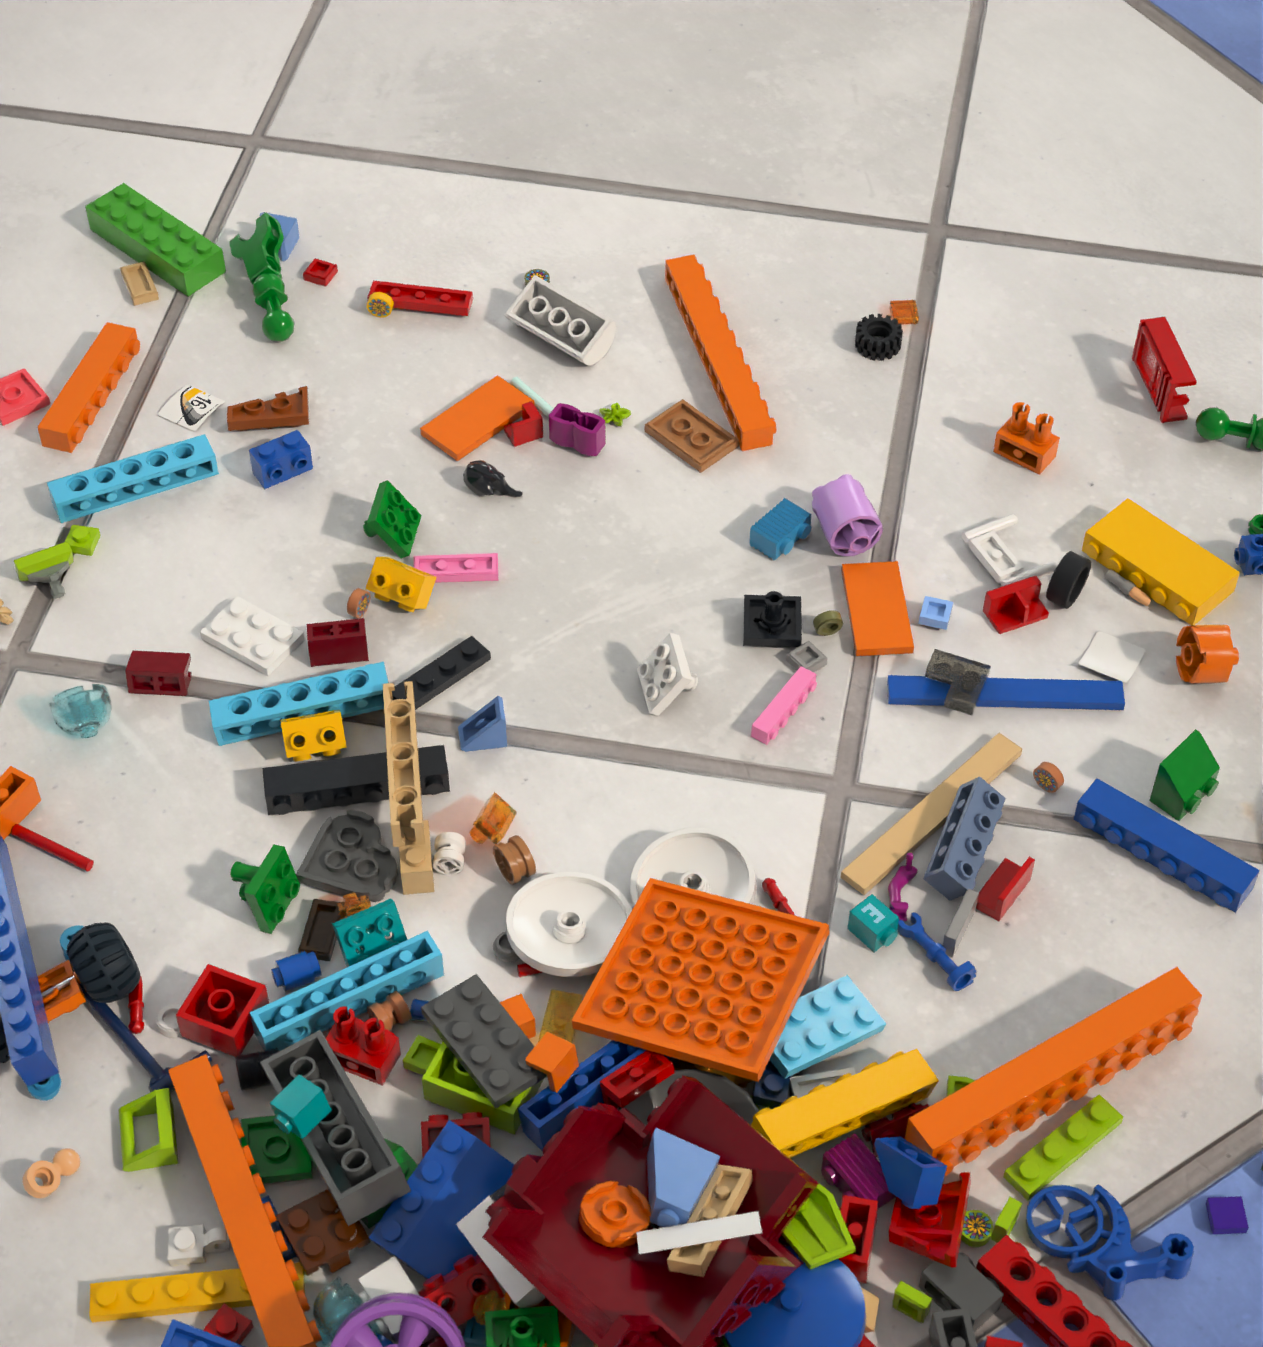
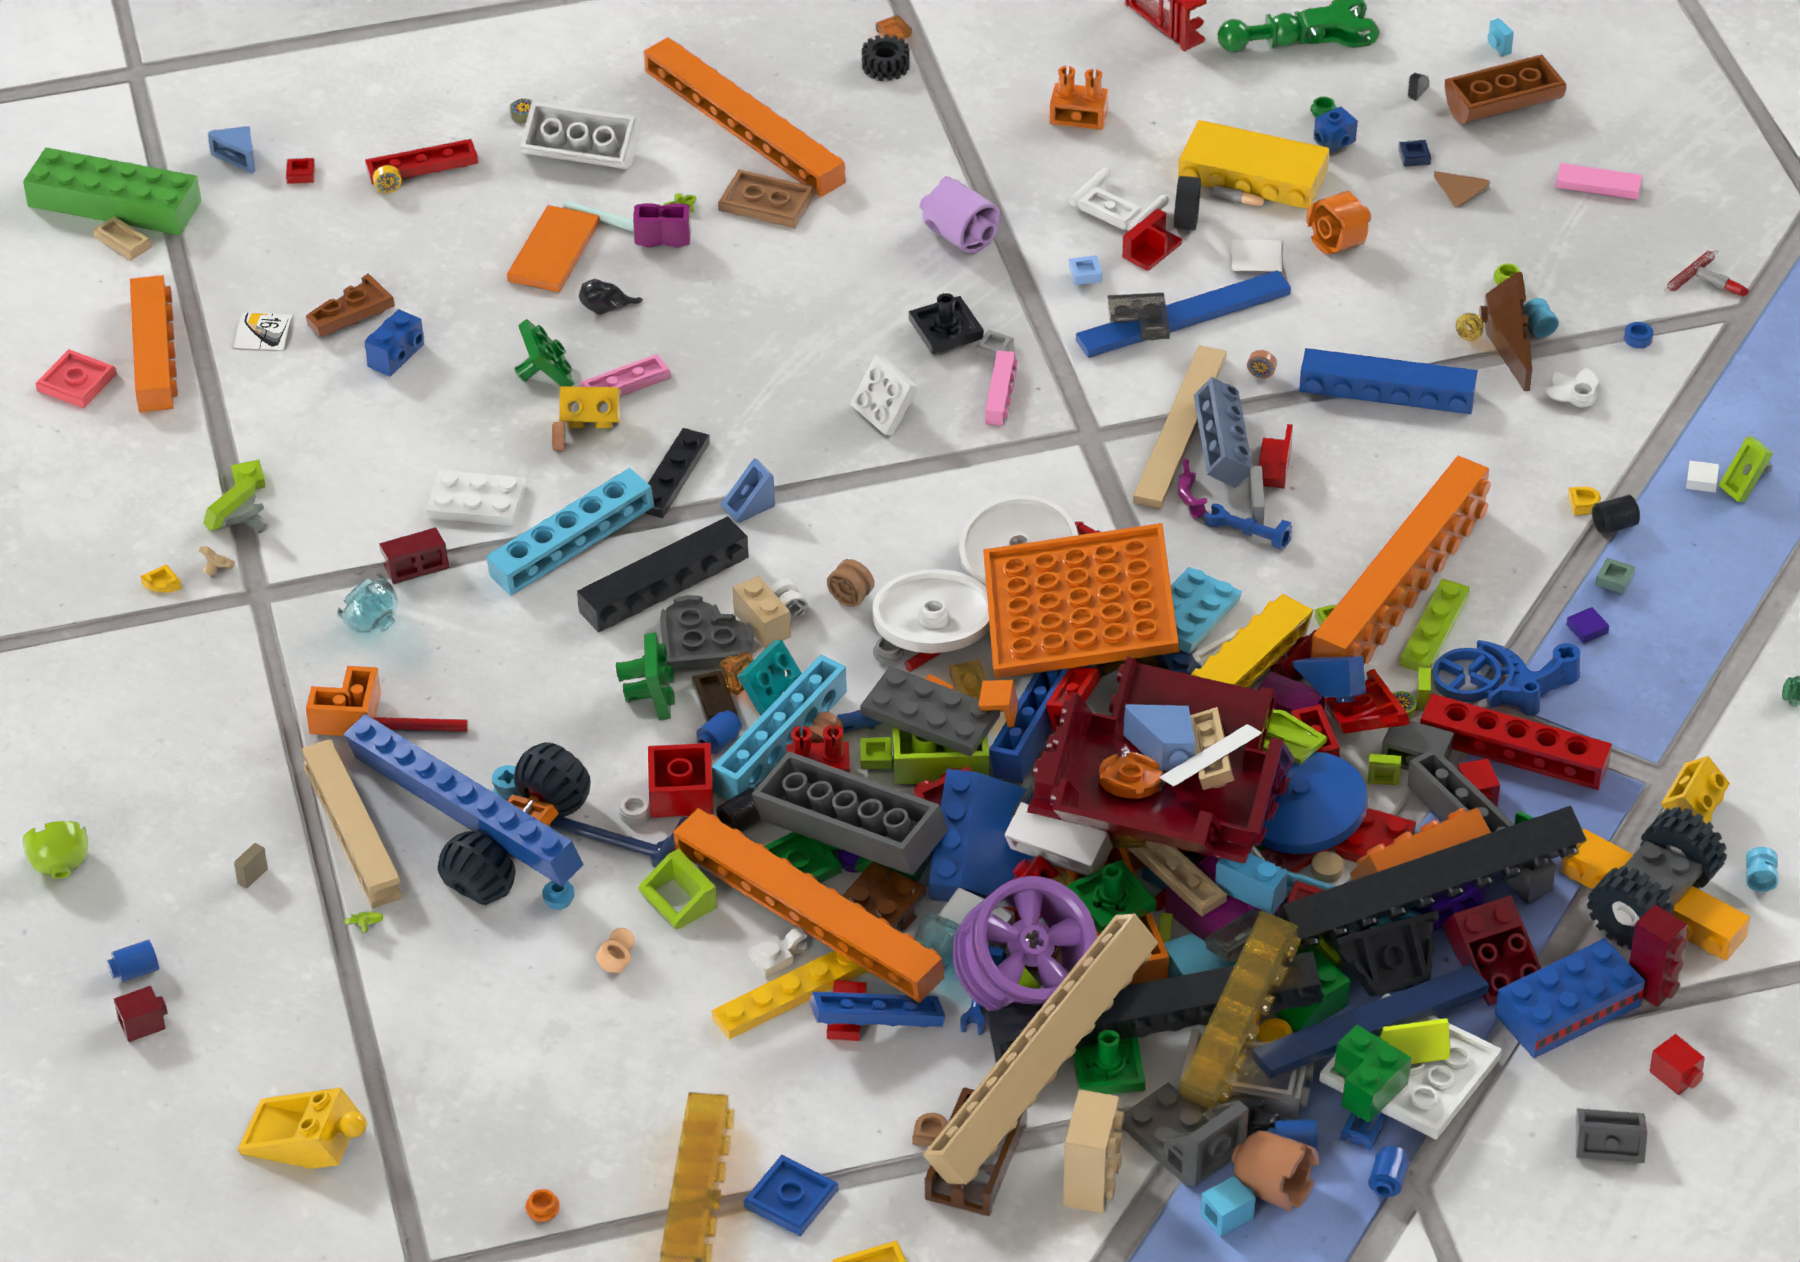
camera: 25 degrees left, 5 degrees down
(132, 478) = (259, 406): medium azure brick -> none
(136, 1009) = (594, 811): red piece -> none
(264, 271) = (238, 171): green piece -> none
(299, 1107) = (822, 799): teal brick -> none
(312, 729) = (600, 550): yellow brick -> none
(337, 642) = (564, 473): dark red hinge -> none
(403, 764) = (709, 537): tan piece -> none
(493, 820) = (811, 559): clear orange tile -> none
(528, 428) = (609, 239): red panel -> none
(780, 529) = (905, 248): dark azure brick -> none
(828, 623) = (997, 309): olive tile -> none
(873, 923) = (1186, 522): teal brick -> none
(877, 608) = (1030, 284): orange tile -> none
(1185, 777) = (1377, 322): green slope -> none

